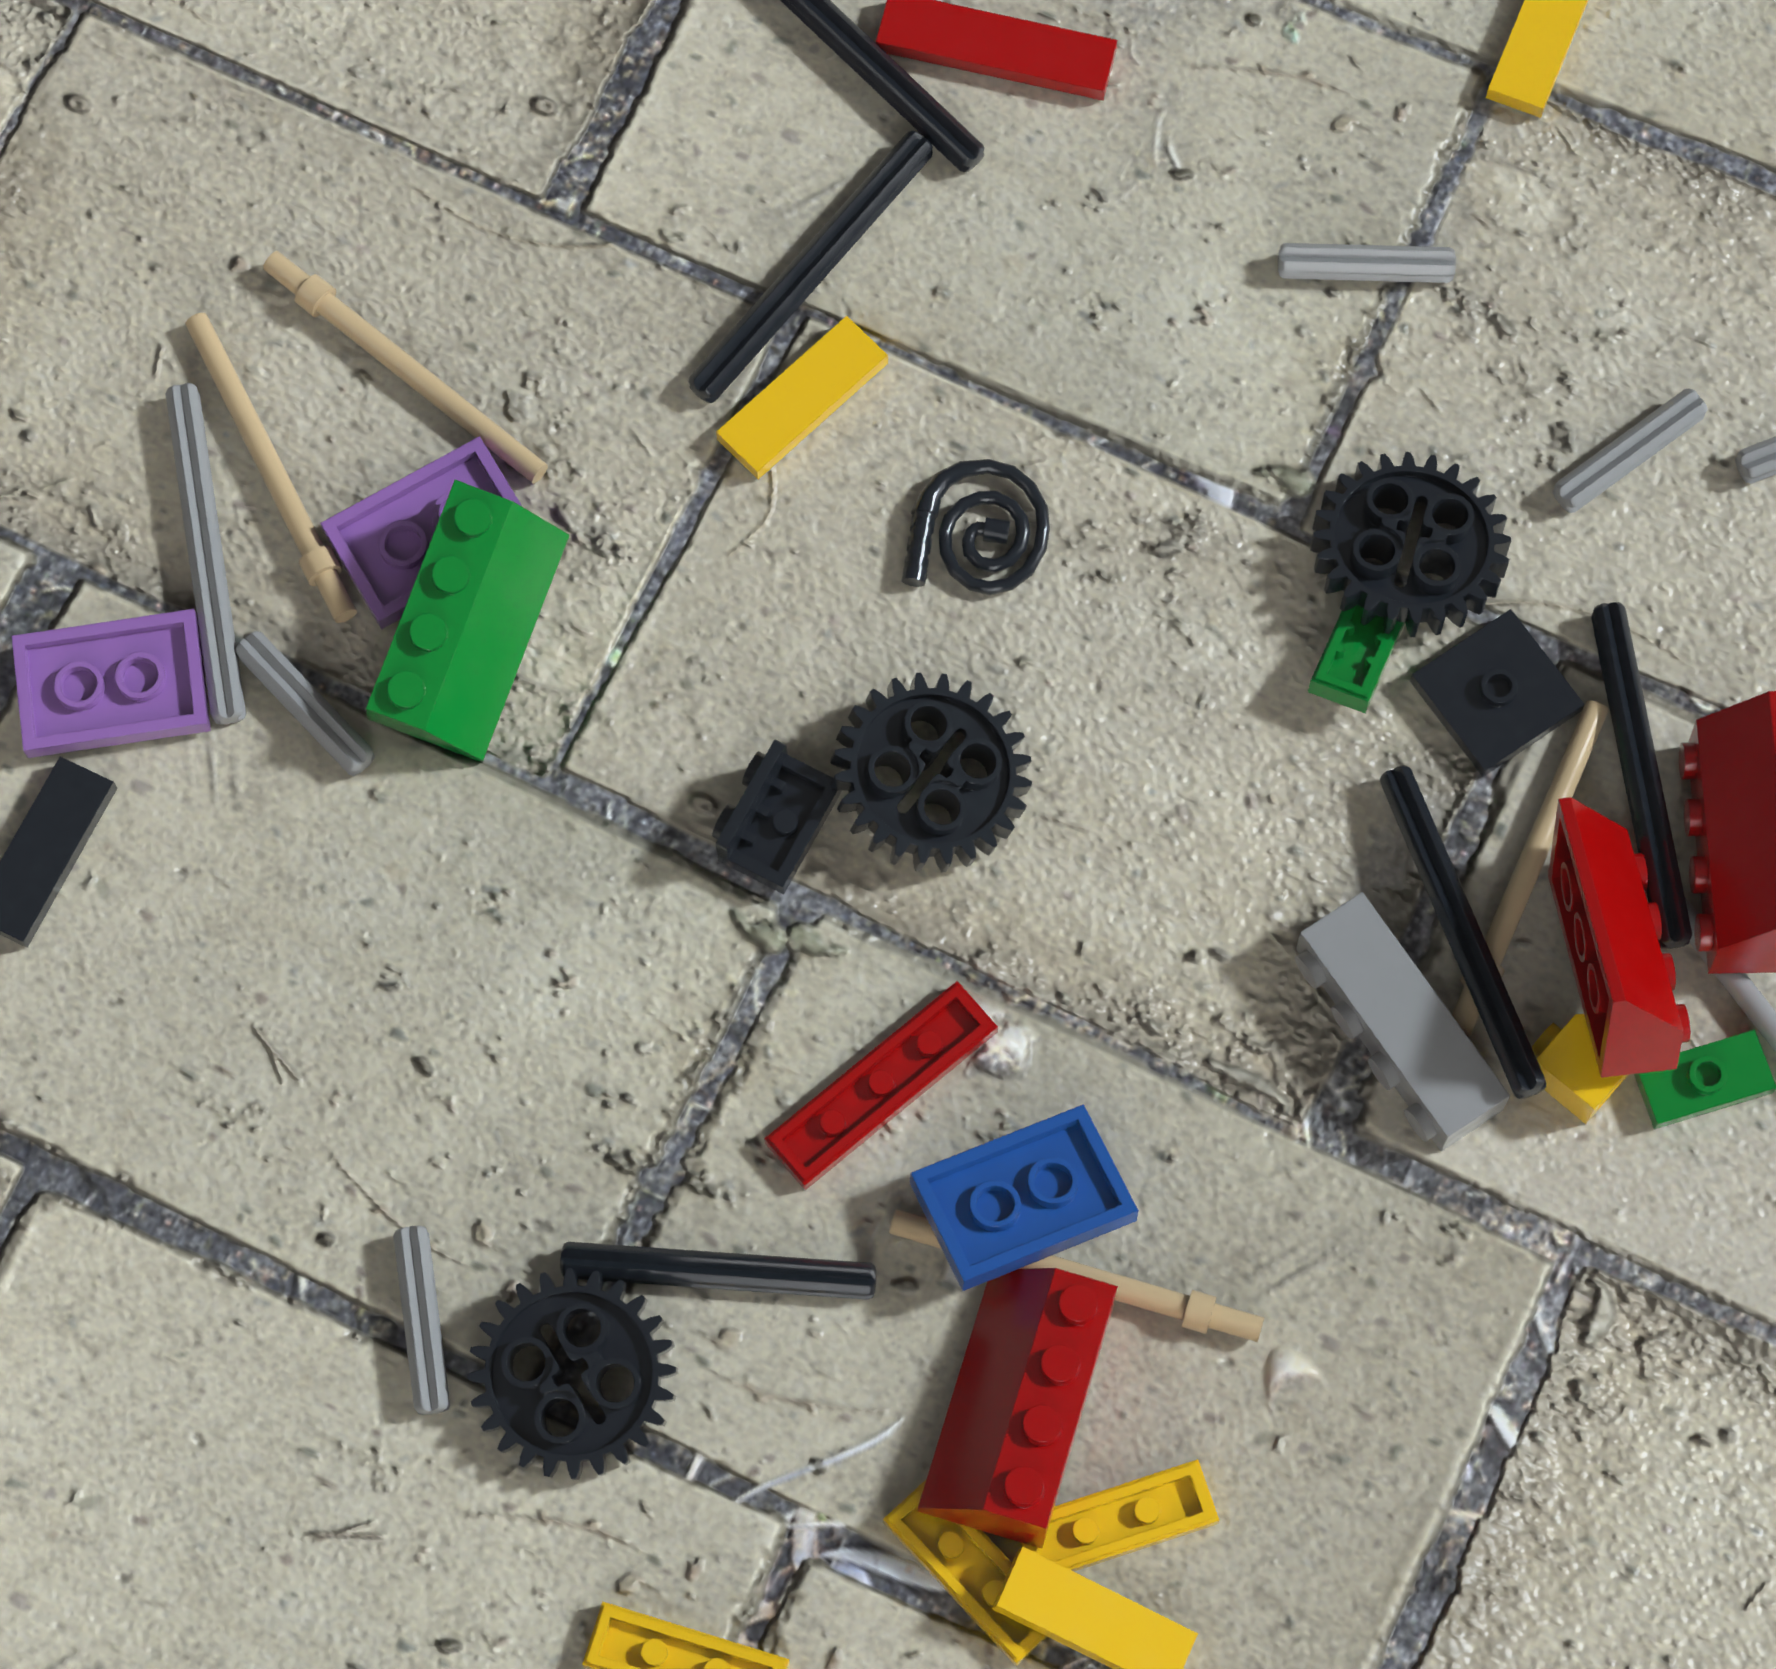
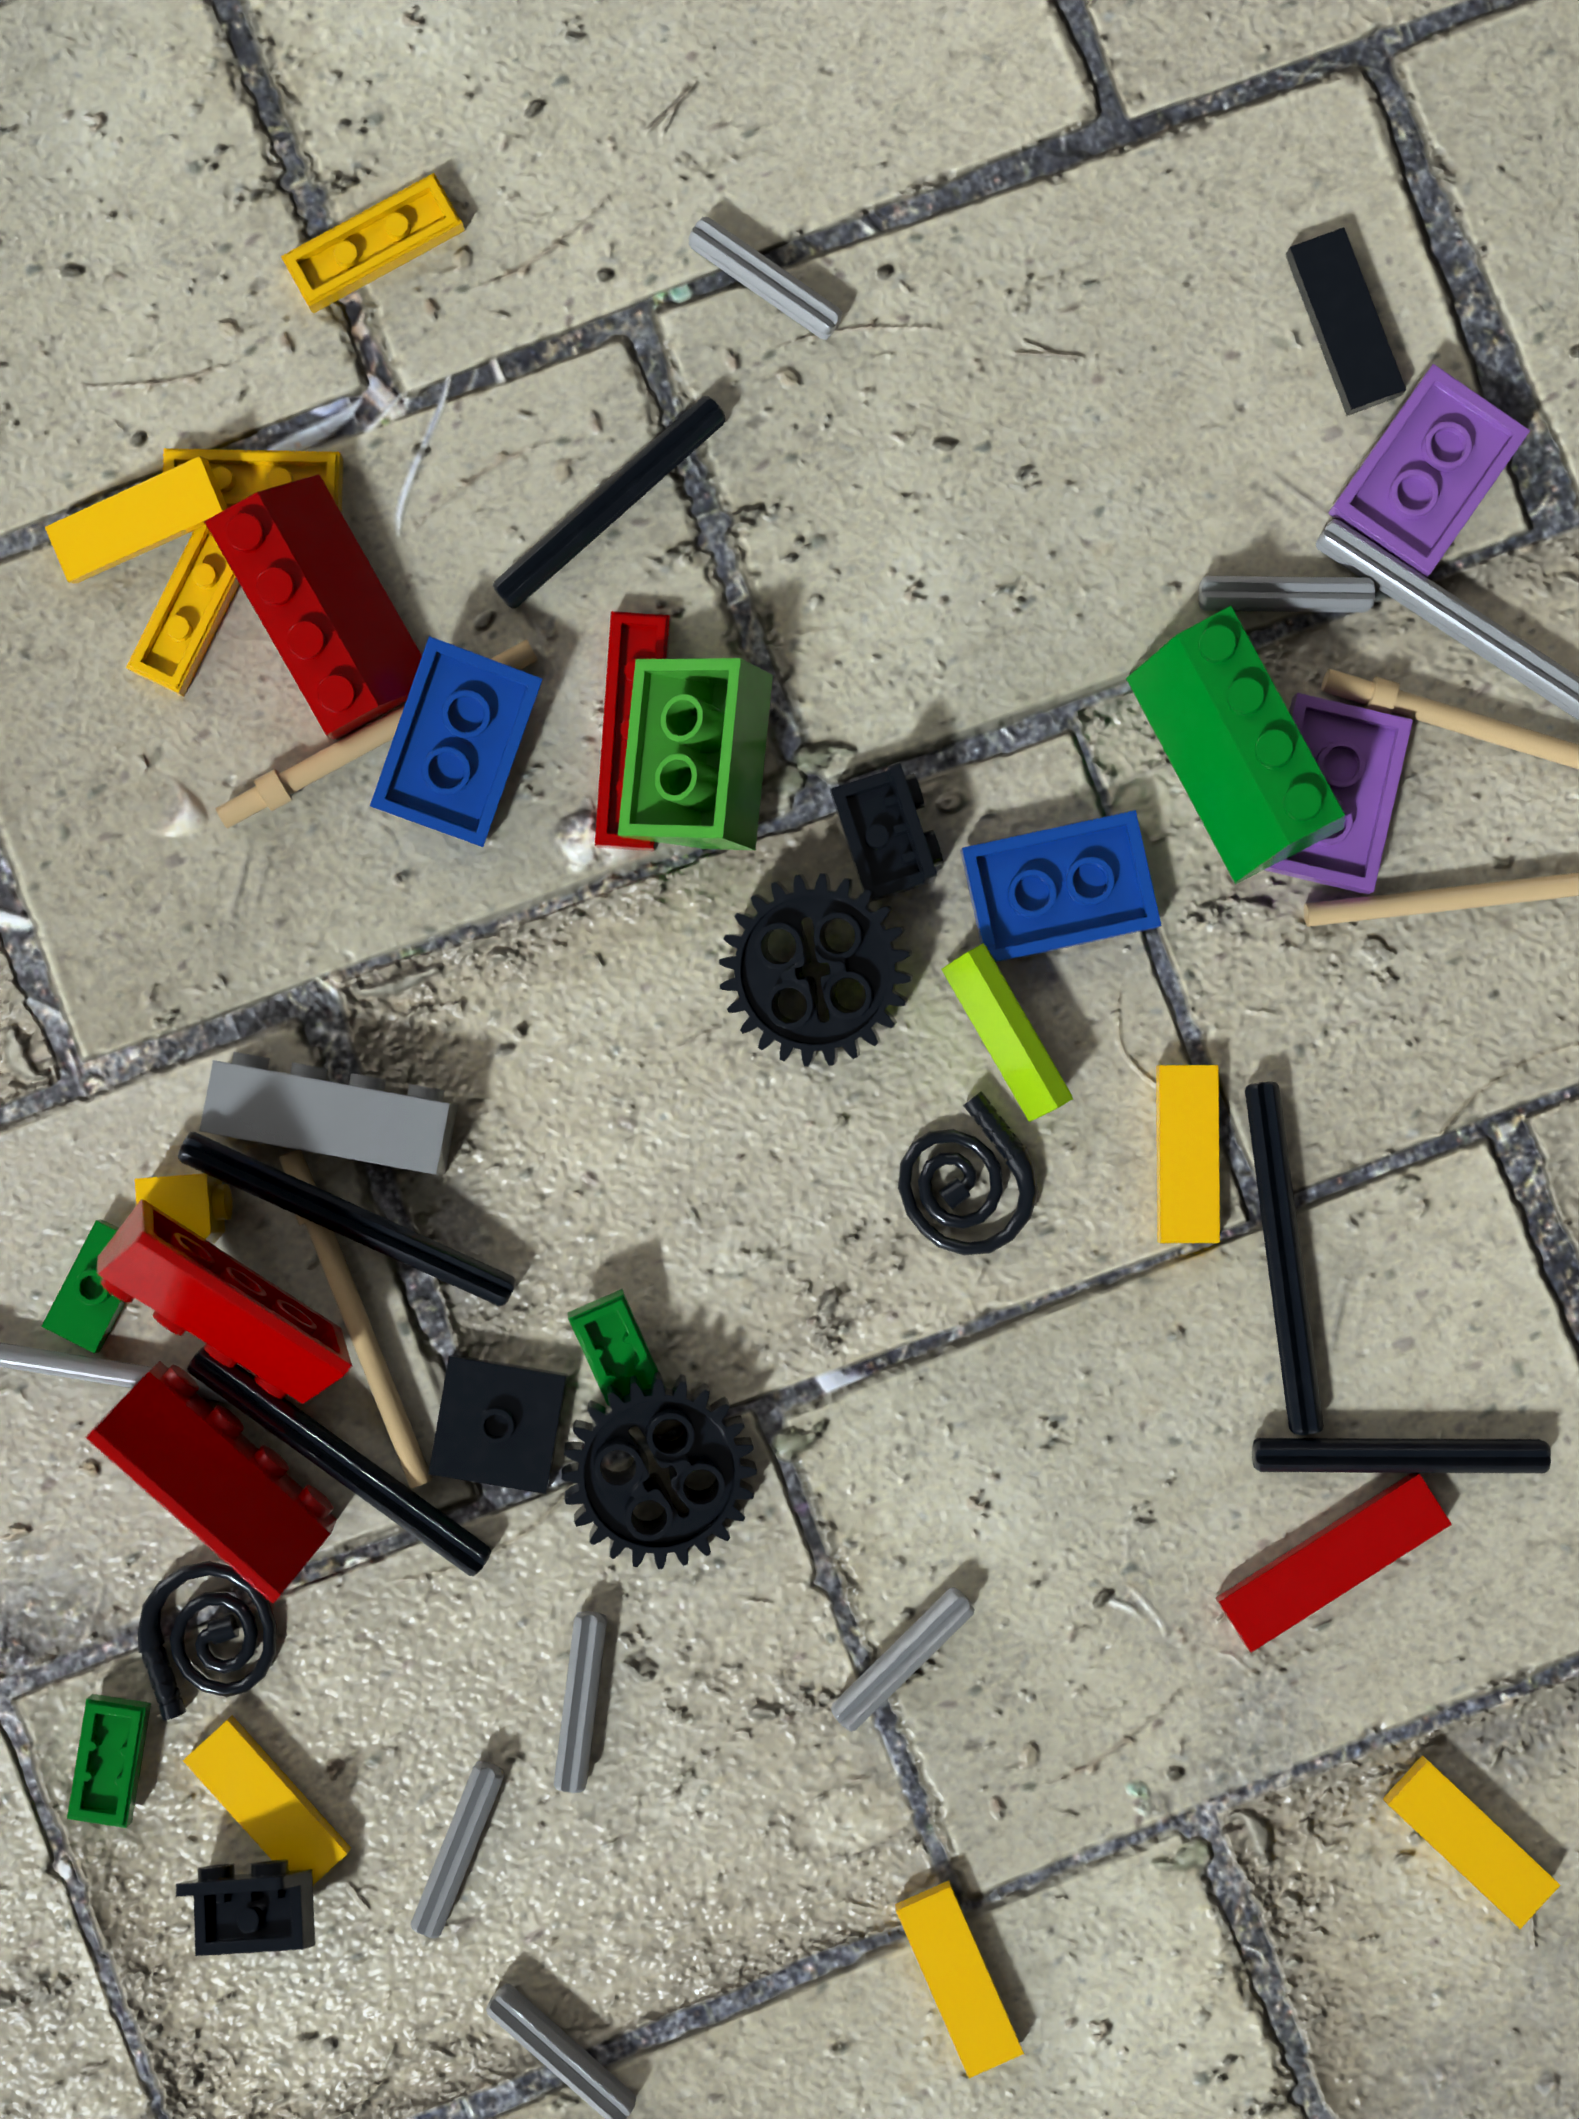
camera: 130 degrees right, 15 degrees up
(523, 1405) = (628, 337): black gear -> none
(693, 659) = (1061, 887): none -> blue plate
(841, 596) = (1007, 1033): none -> lime tile
(856, 1009) = (696, 752): none -> bright green slope

